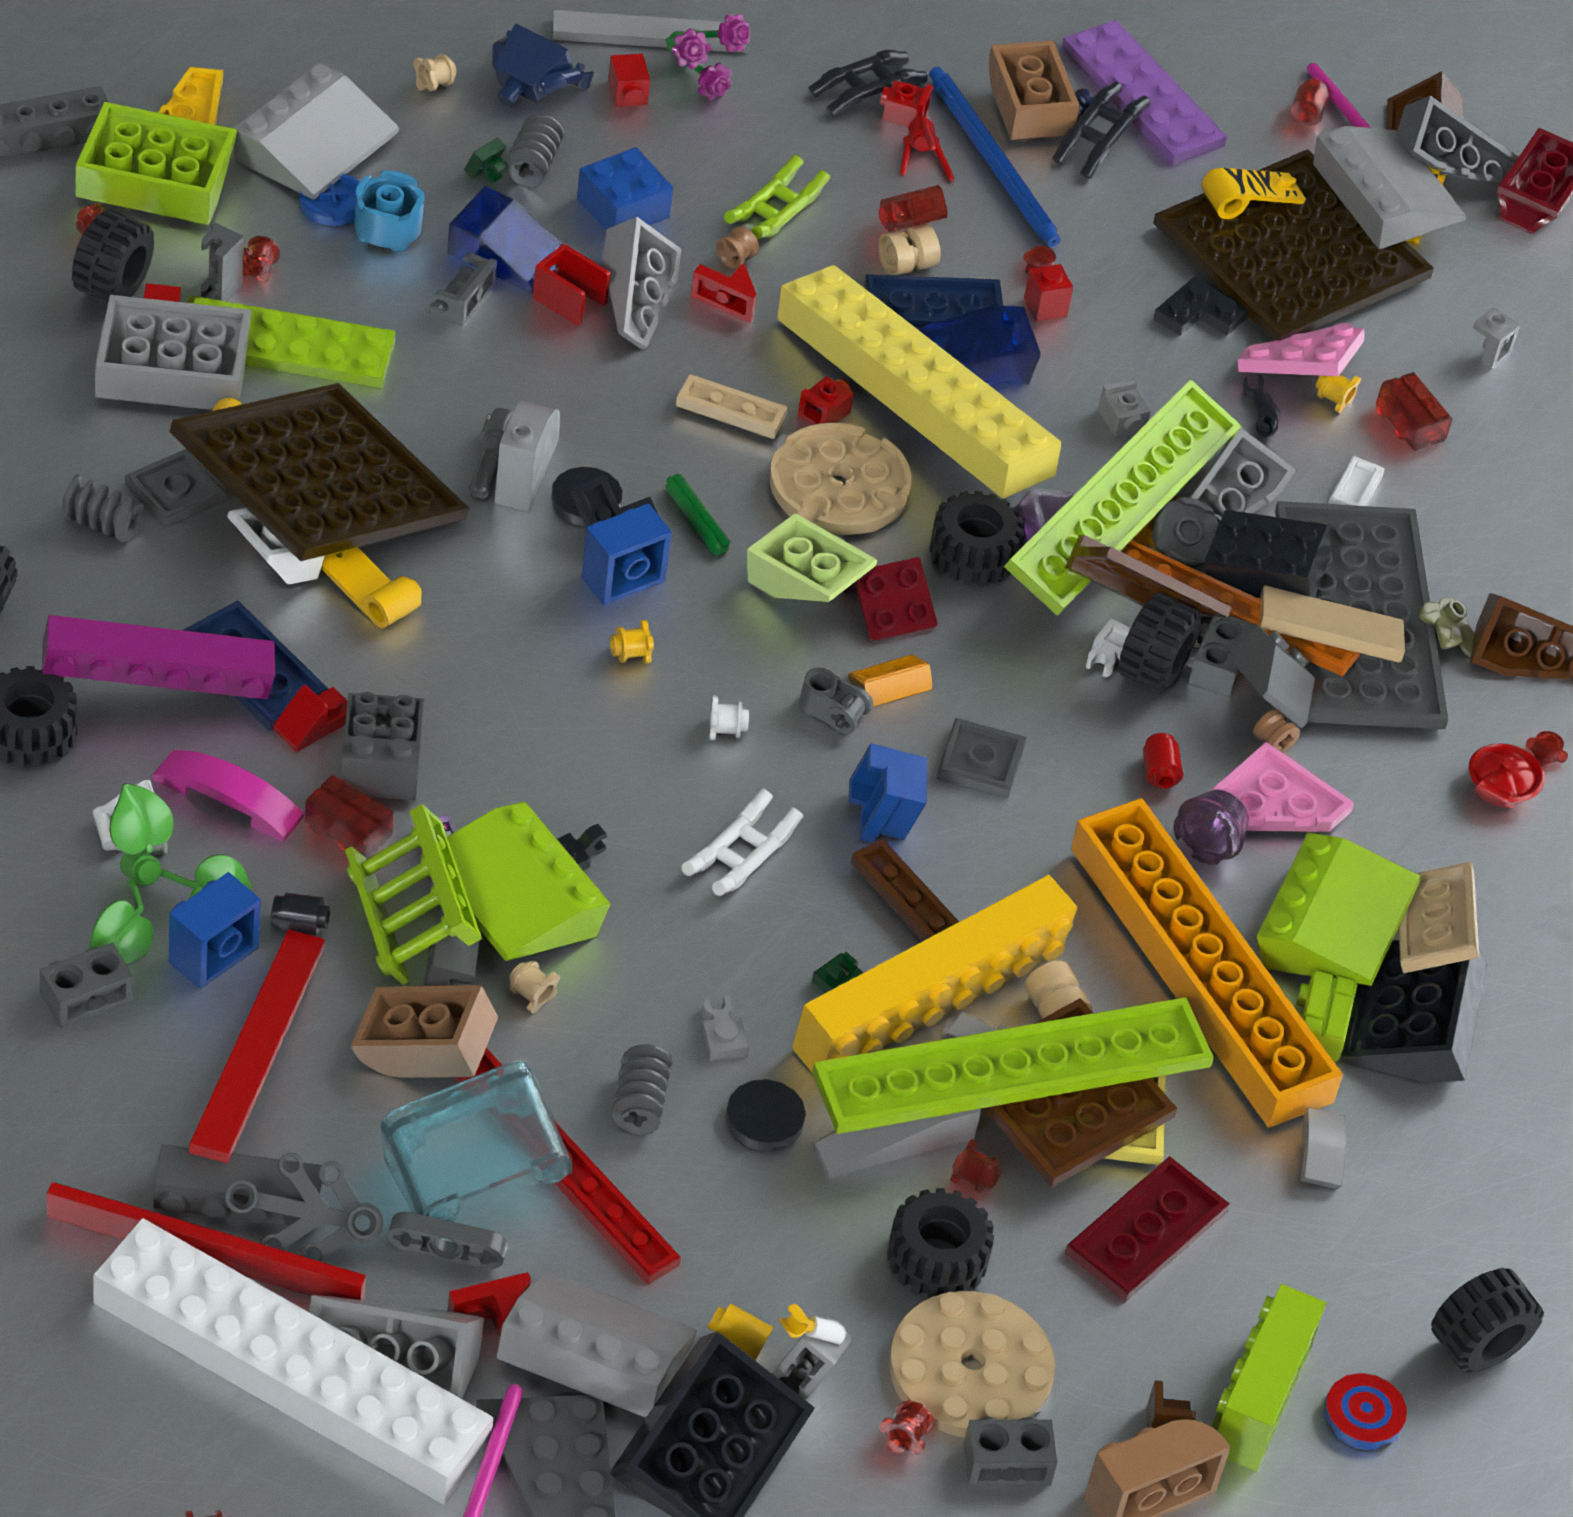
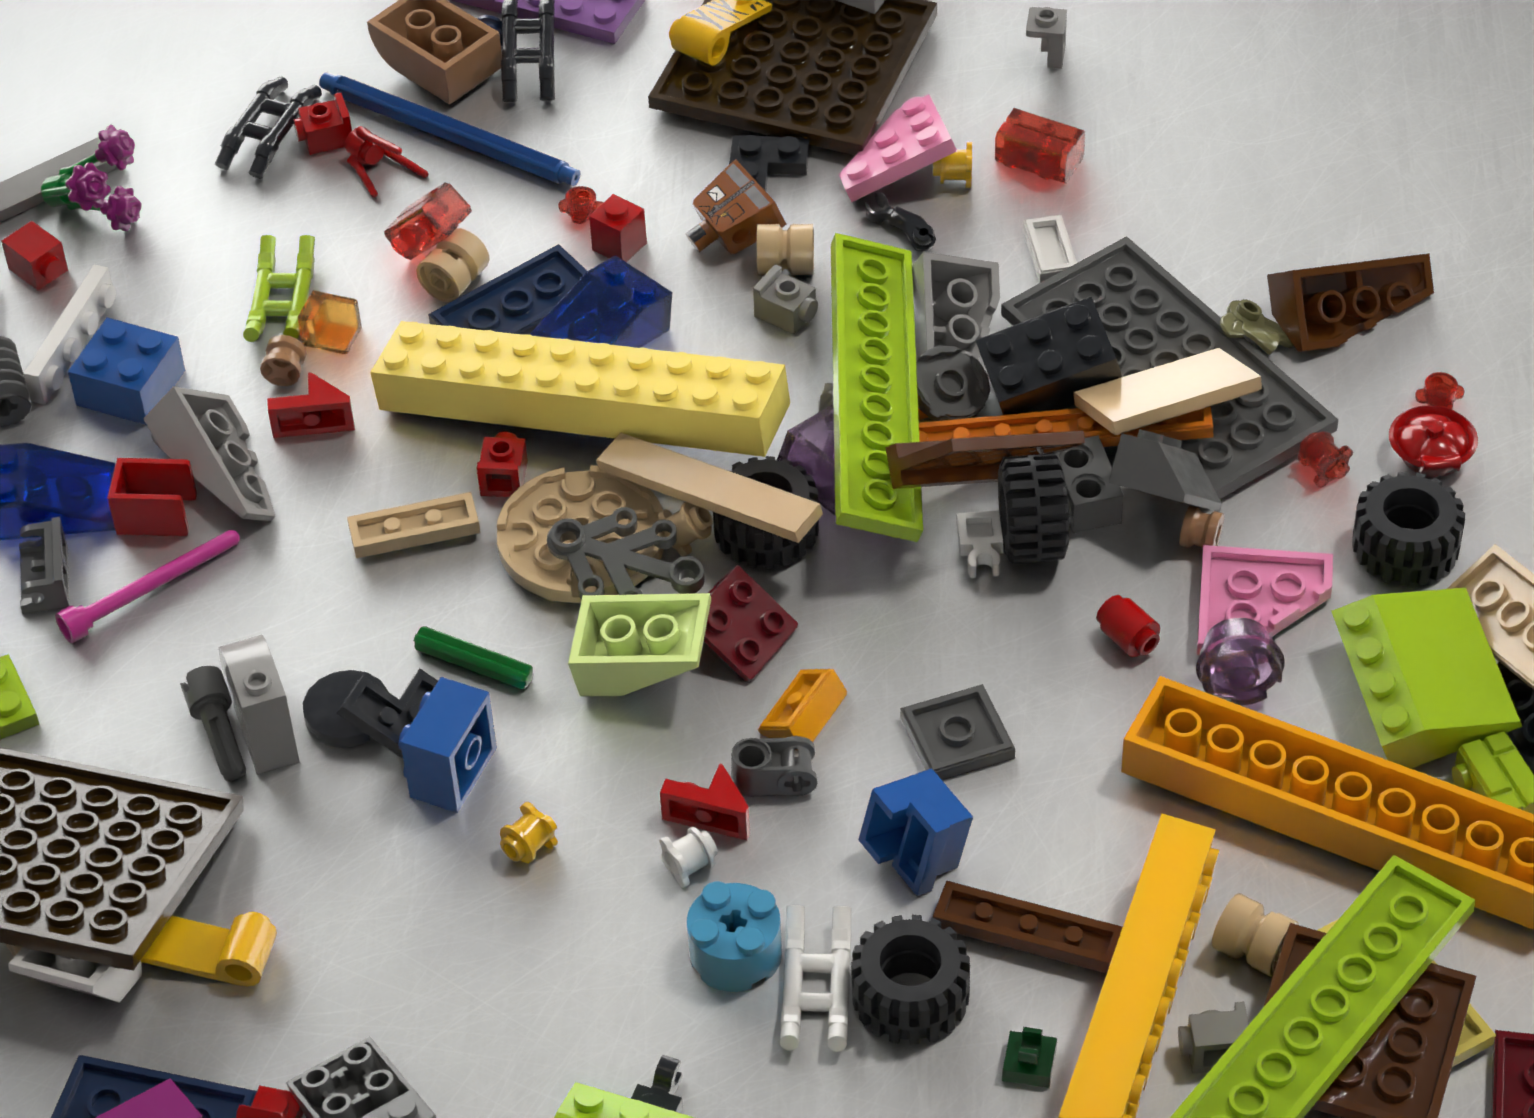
camera: 25 degrees left, 0 degrees up
(458, 336) = (77, 621): none -> dark pink piece
(637, 132) = (69, 334): none -> white plate
(710, 784) = (734, 935): none -> dark azure brick
(767, 700) = (714, 809): none -> red slope
(791, 240) = (329, 322): none -> clear orange panel
(797, 902) = (904, 1009): none -> black tyre
(850, 504) = (622, 553): none -> dark grey plant
(912, 514) = (691, 524): none -> tan brick
(943, 494) = (710, 487): none -> tan tile
(1141, 327) = (731, 211): none -> dark orange torso
(1157, 376) = (786, 248): none -> tan wheel
(1414, 739) = (1324, 457): none -> clear red brick
(1420, 839) = (1407, 553): none -> black tyre

